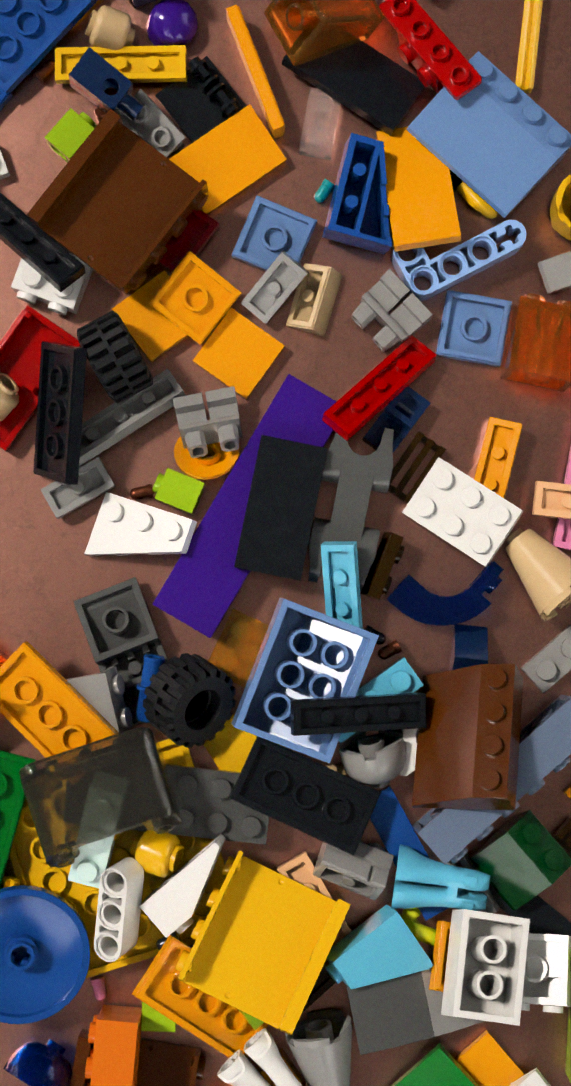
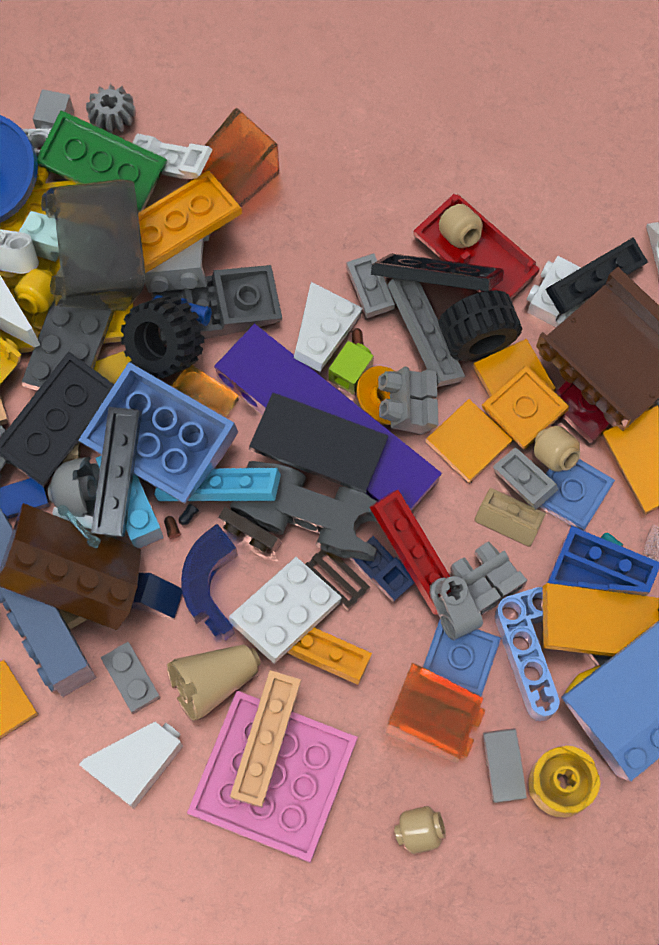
camera: 105 degrees right, 15 degrees down
(239, 257) = (557, 448): none -> tan head
(430, 338) = (457, 609): none -> light grey piece
(439, 722) = (92, 540): none -> clear light blue hinge

